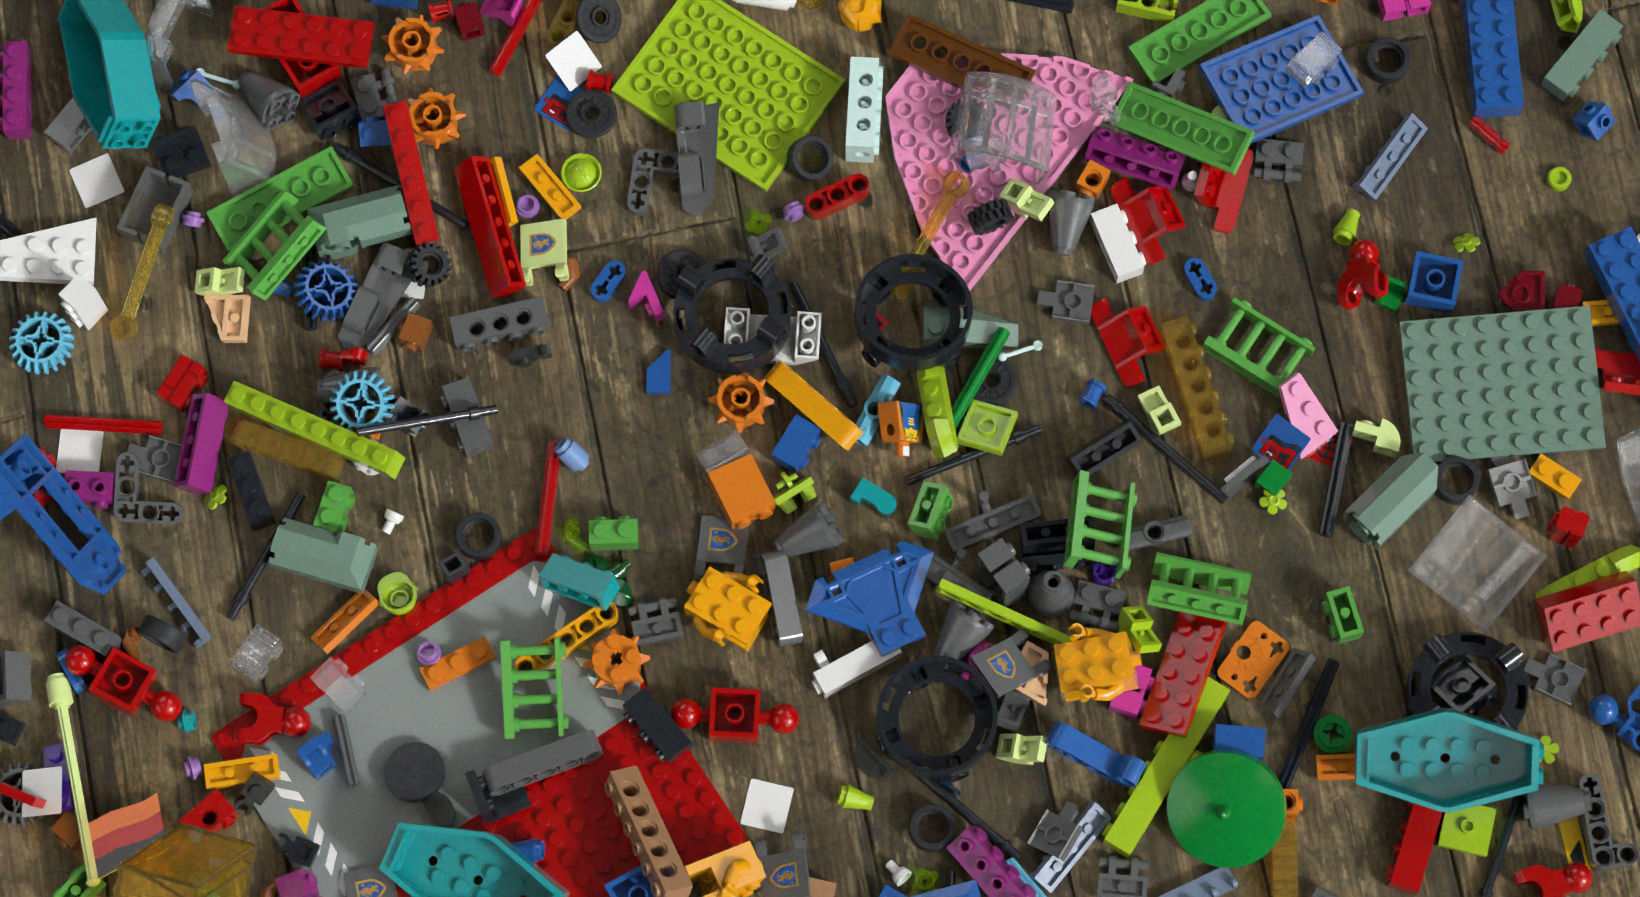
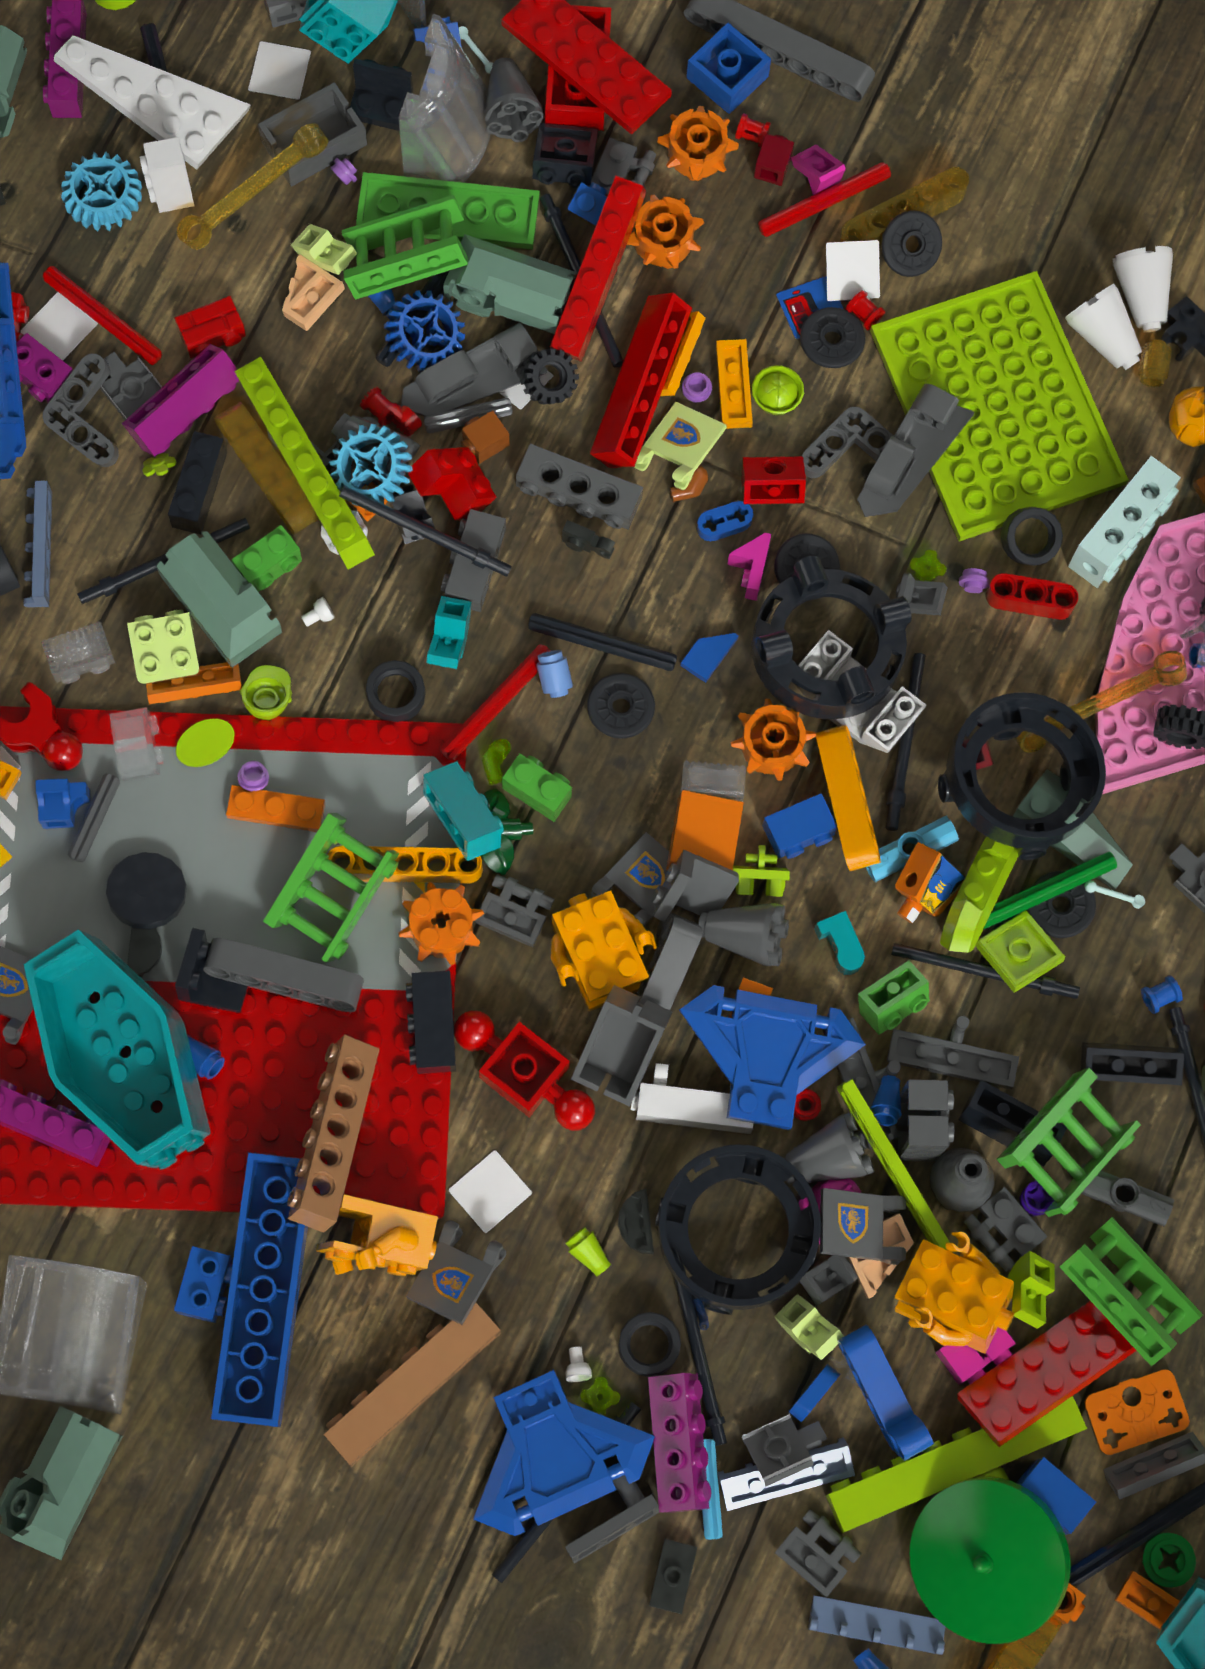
camera: 30 degrees right, 0 degrees up
(309, 611) = (163, 647): none -> yellowish green bracket
(381, 653) = (205, 742): none -> lime sticker
(419, 373) = (455, 477): none -> red brick
(454, 567) = (346, 706): black brick -> none
(486, 474) = (449, 632): none -> teal brick
(586, 413) = (602, 642): none -> black axle
(621, 234) = (773, 480): none -> red brick
(628, 460) = (621, 724): none -> black wheel
(758, 527) = (694, 885): none -> dark grey bracket
(785, 657) = (621, 1045): none -> dark grey piece
(928, 610) = (814, 1101): none -> red plate
(972, 577) = (887, 1102): none -> blue cone
(1052, 785) = (814, 1392): none -> blue beam
(1053, 561) = (989, 1147): black plate -> none

